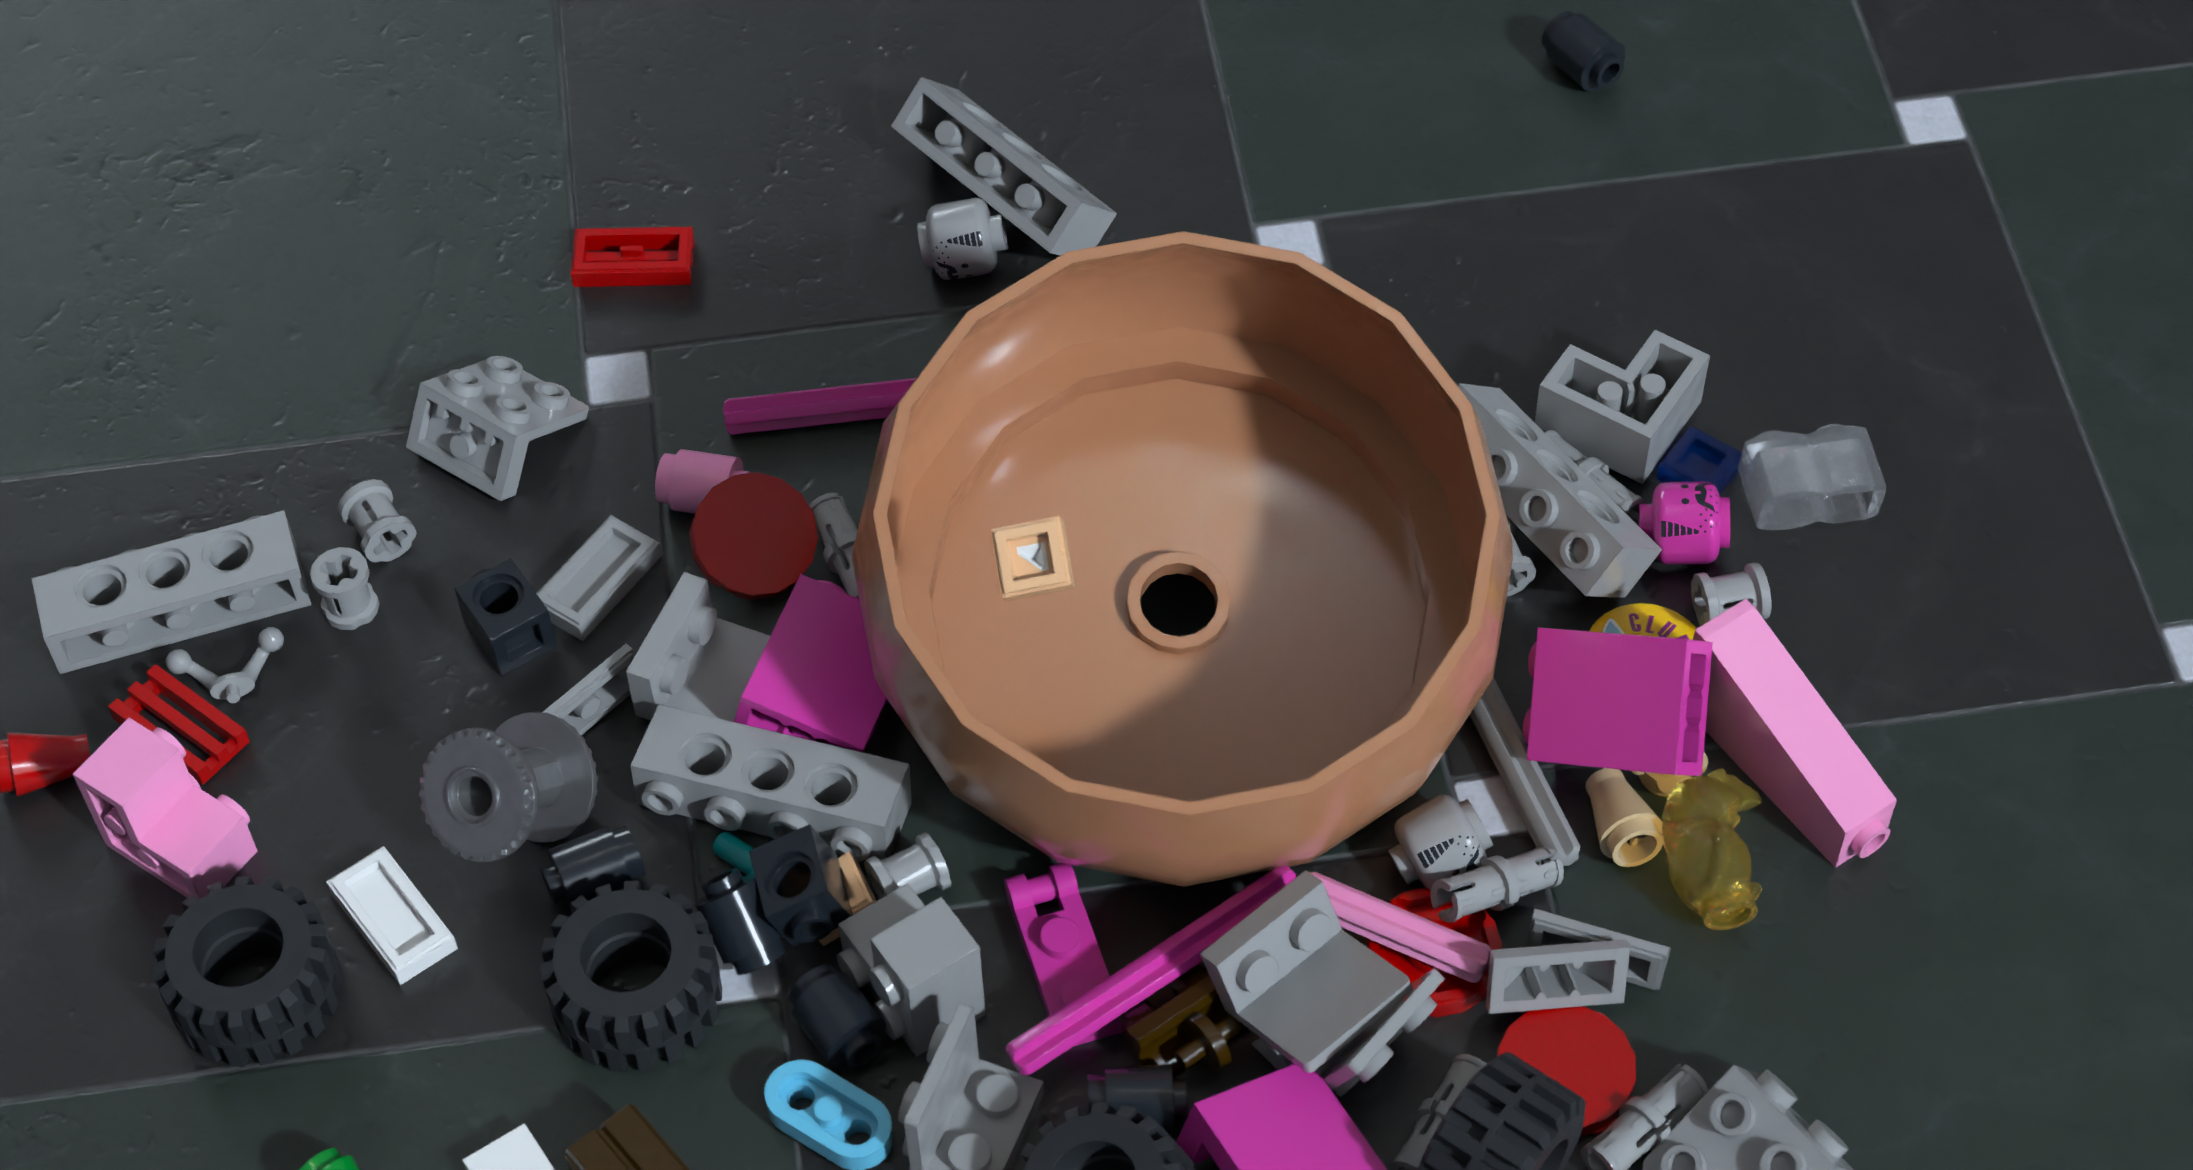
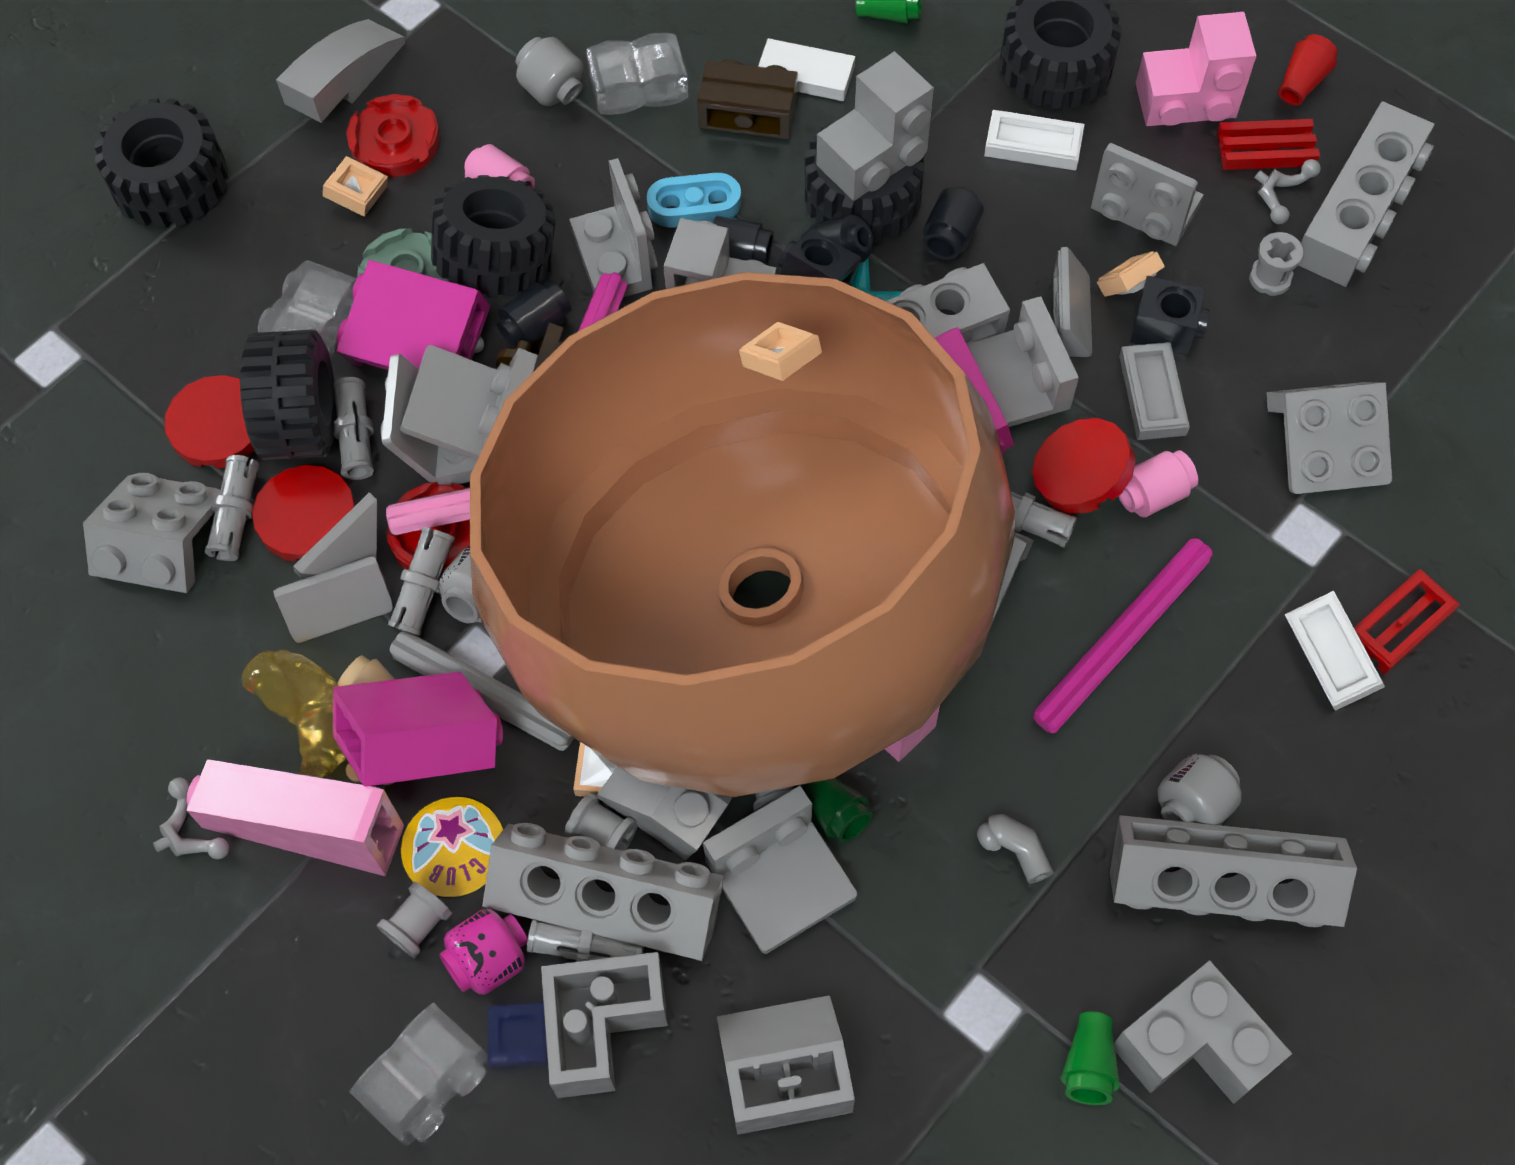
camera: 140 degrees right, 10 degrees up
(373, 746) = (1145, 195): none -> light grey bracket
(376, 521) = (1313, 316): light grey bush -> none
(489, 680) = (1131, 274): none -> light nougat tile
(508, 786) = (1032, 199): flat silver hose -> none
(602, 923) = (881, 132): none -> light grey brick
(720, 267) = (1334, 650): none -> white tile
(1147, 111) = (1207, 1023): none -> light grey brick
(1243, 147) = (1092, 1062): none -> green cone
(1493, 281) = (785, 1065): none -> light grey slope
(1889, 865) = (216, 848): none -> light grey piece

